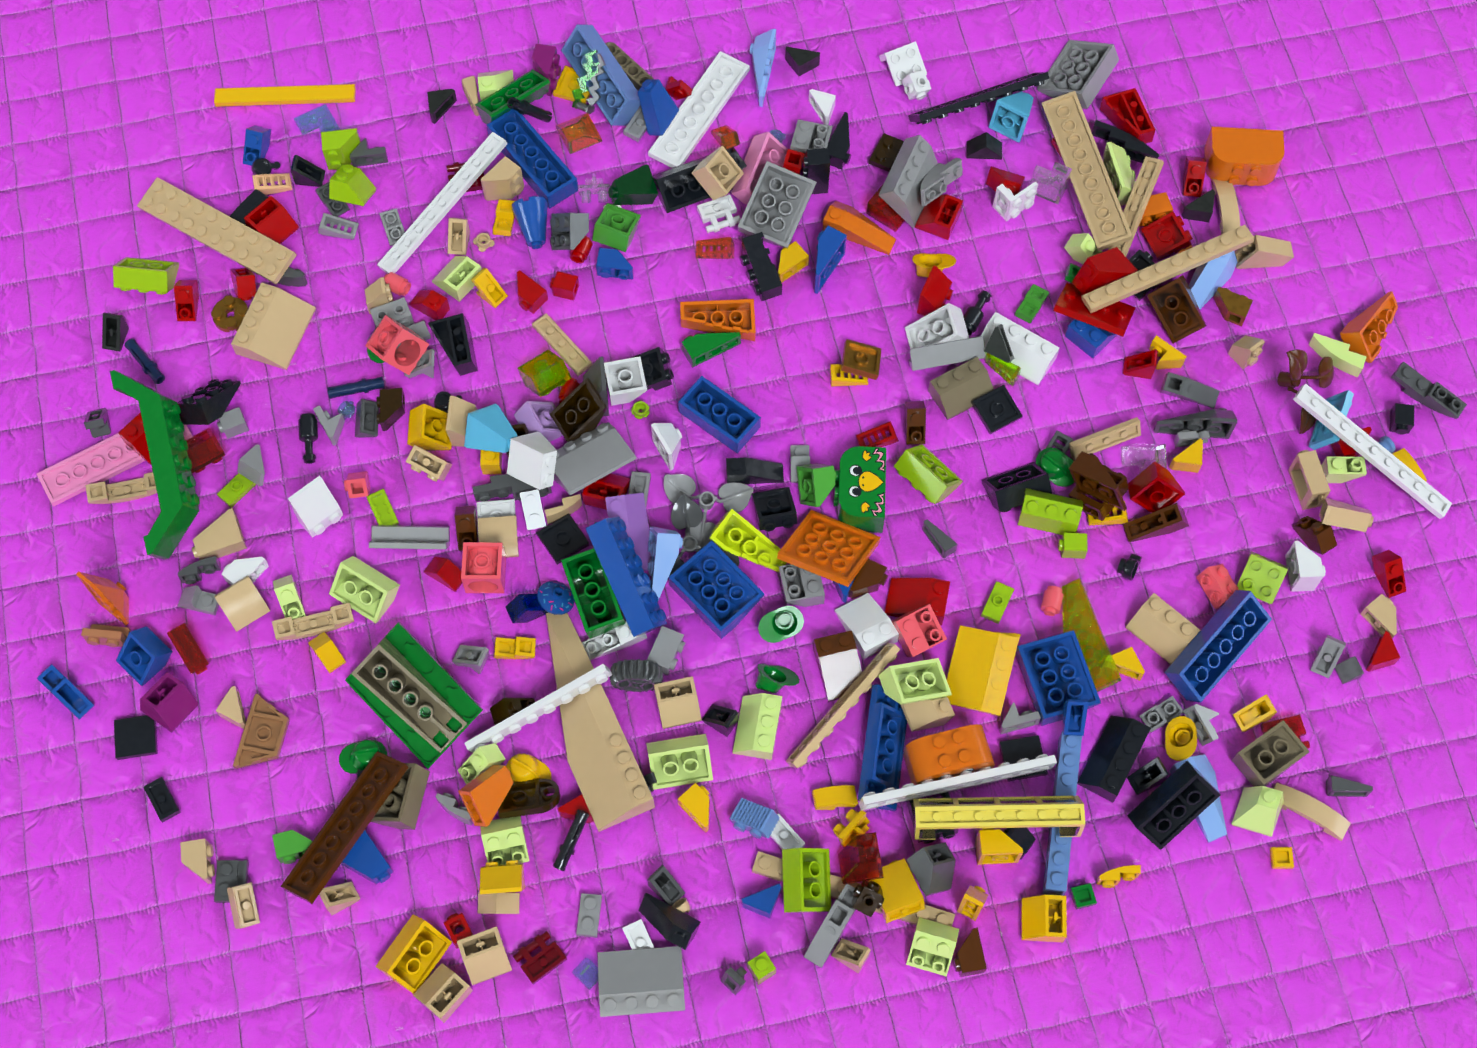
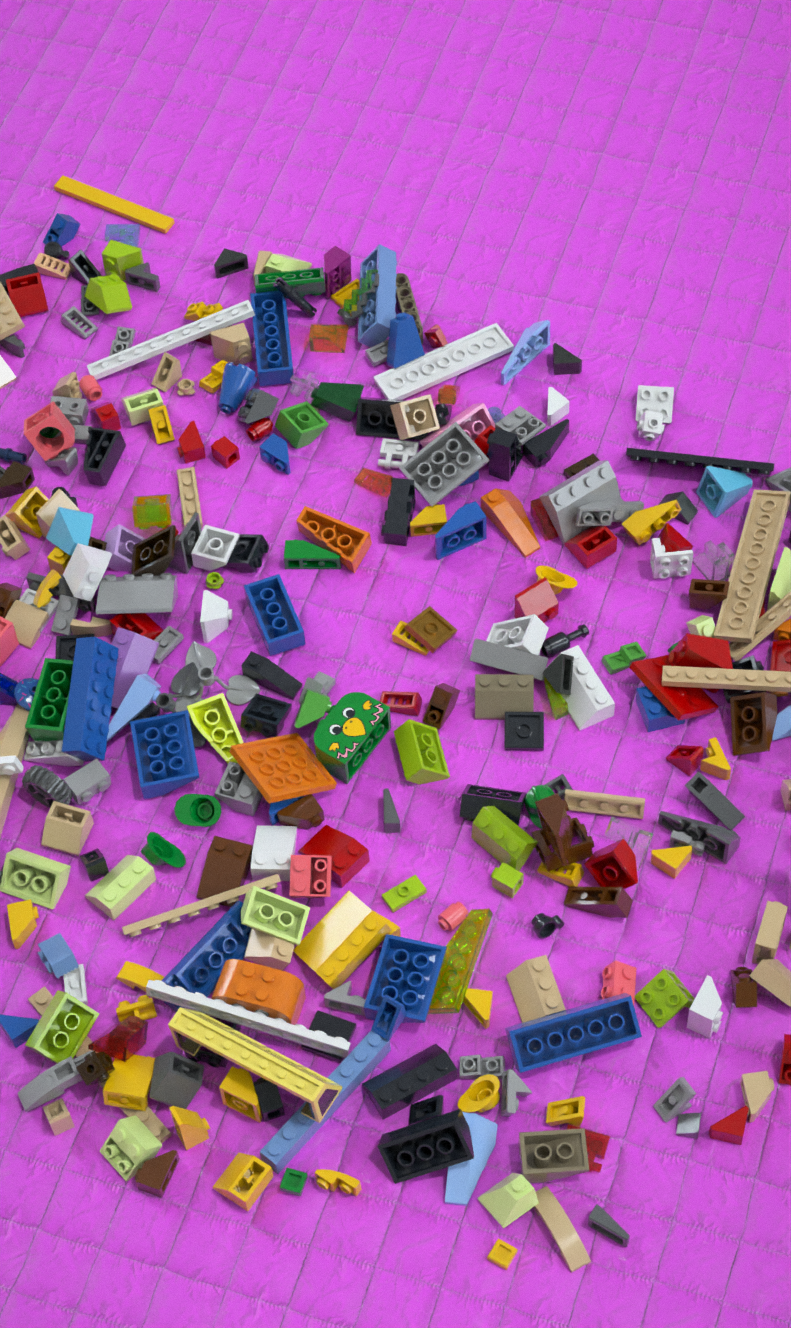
camera: 35 degrees right, 10 degrees down
(449, 164) = (200, 310): none -> yellow slope
(500, 500) = (43, 595): none -> yellow slope
(971, 176) = (646, 522): none -> yellow slope
(1066, 212) = (707, 593): none -> reddish brown slope

